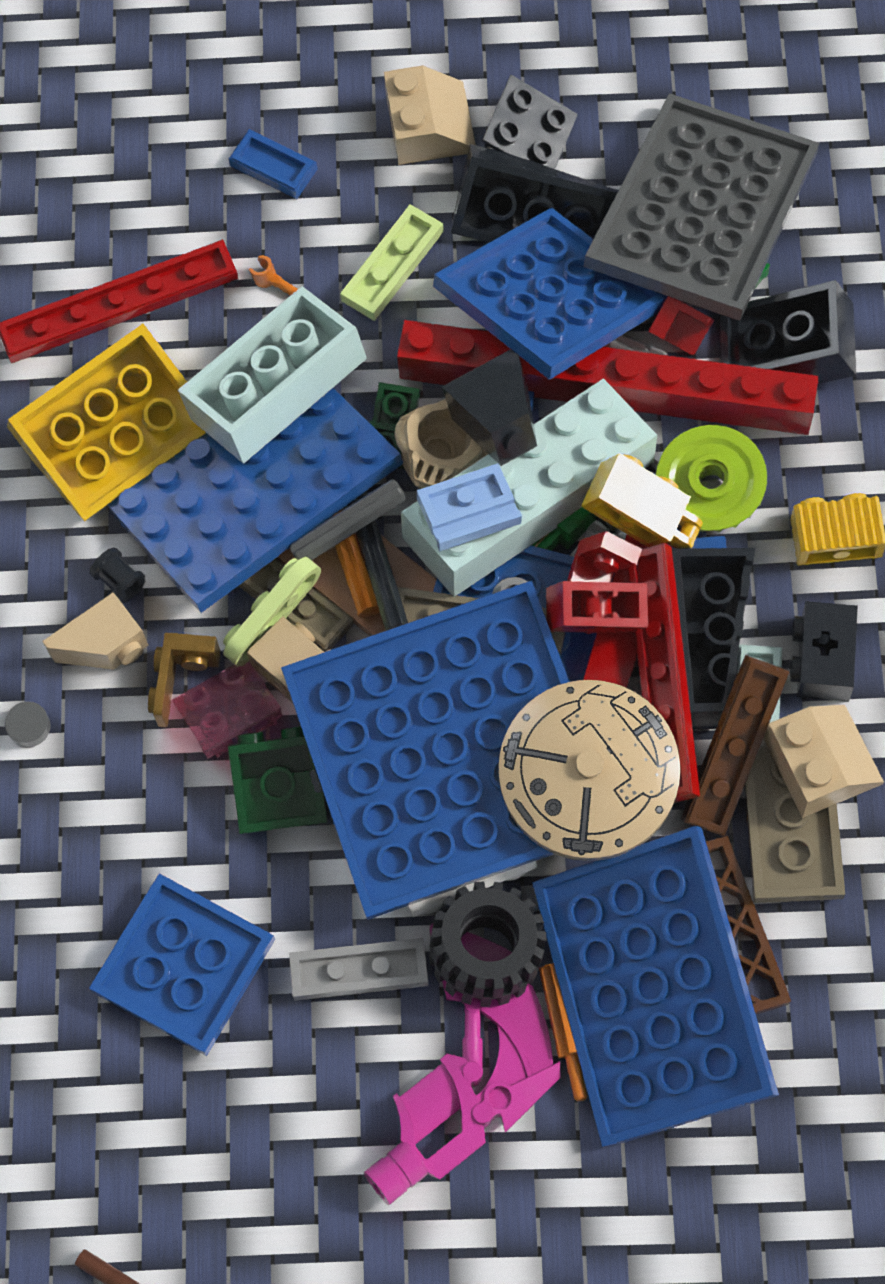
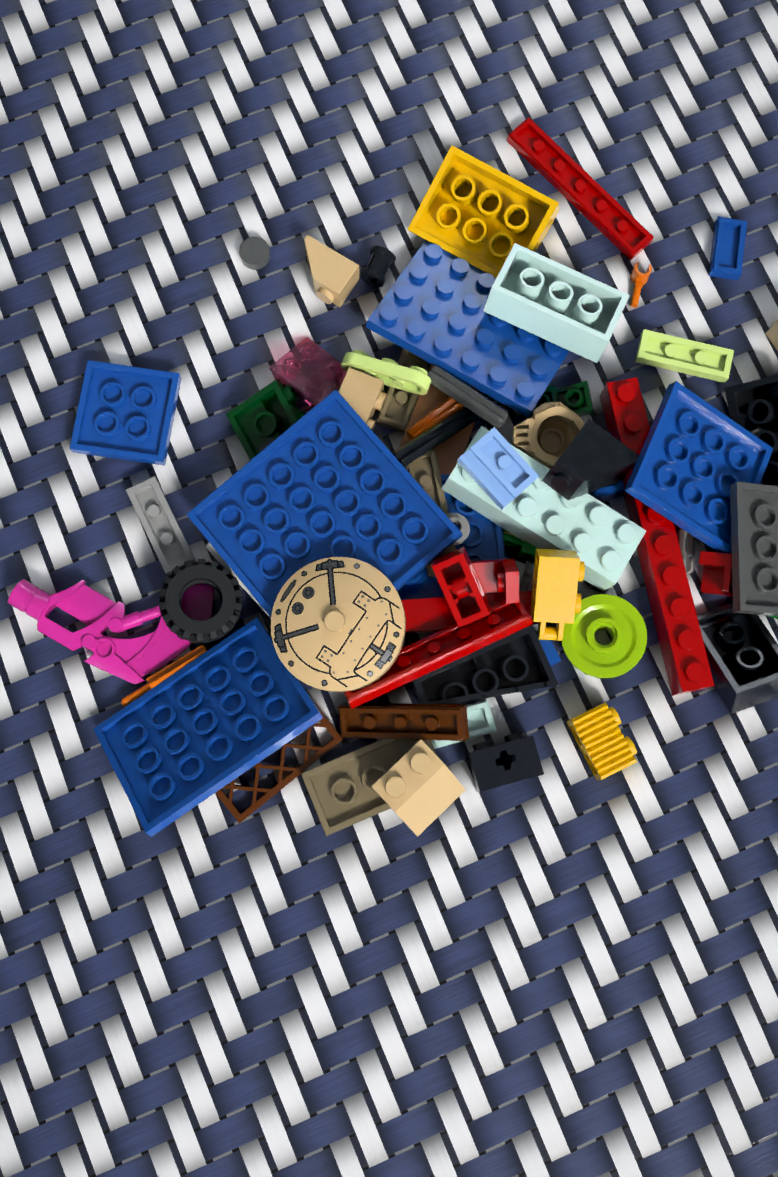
camera: 60 degrees right, 10 degrees up
(190, 651) = (326, 321): pearl gold bracket -> none

